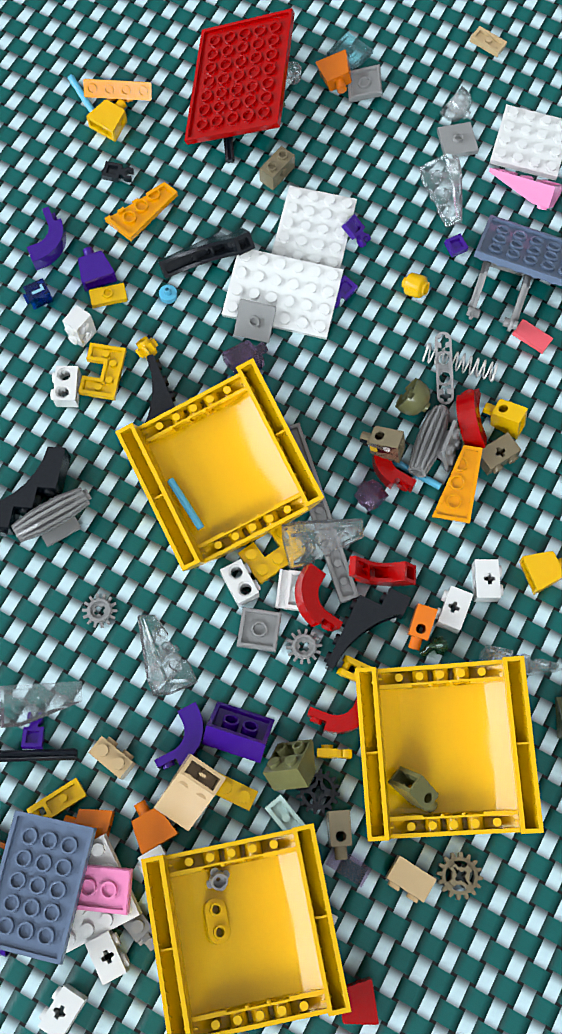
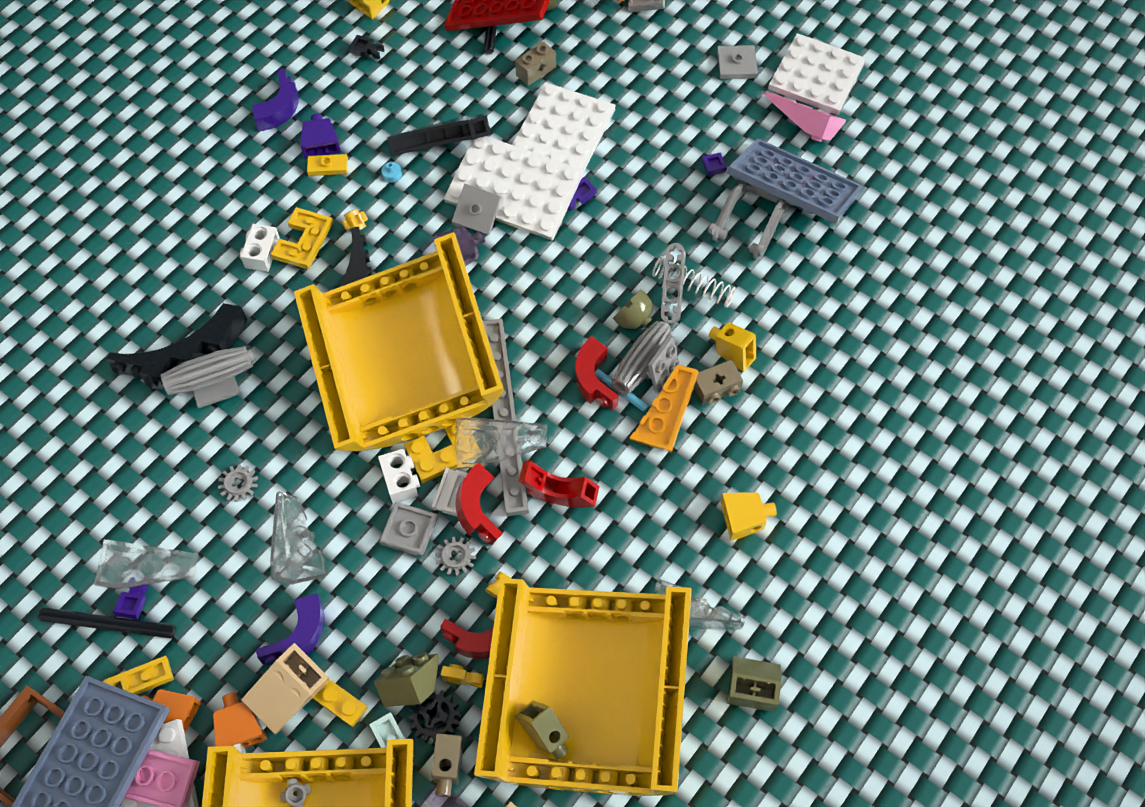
camera: 10 degrees right, 10 degrees down
(37, 294) = (252, 153): clear blue brick -> none
(79, 326) = (287, 188): white brick -> none
(112, 758) = (211, 641): tan brick -> none
(142, 211) = (376, 92): light orange wing -> none
(185, 503) = (355, 381): medium azure bar -> none
(238, 731) = (358, 636): dark purple slope -> none
(354, 229) = (606, 133): dark purple plate -> none
(365, 616) = (529, 534): black arch -> none
(370, 495) = (564, 404): clear purple brick -> none
(385, 443) = (589, 348): dark tan torso -> none
(415, 285) = (660, 197): yellow head -> none
(423, 616) = (594, 541): orange torso -> none
(438, 644) = (607, 577): clear green plate -> none
(444, 183) = (713, 102): clear wedge -> none
(457, 106) = (742, 27): clear cylinder -> none
(461, 601) = (631, 552): white brick -> none
(469, 418) = (690, 339): red arch -> none
(481, 589) = (678, 503): white brick -> none
(532, 336) = (781, 267): coral tile -> none

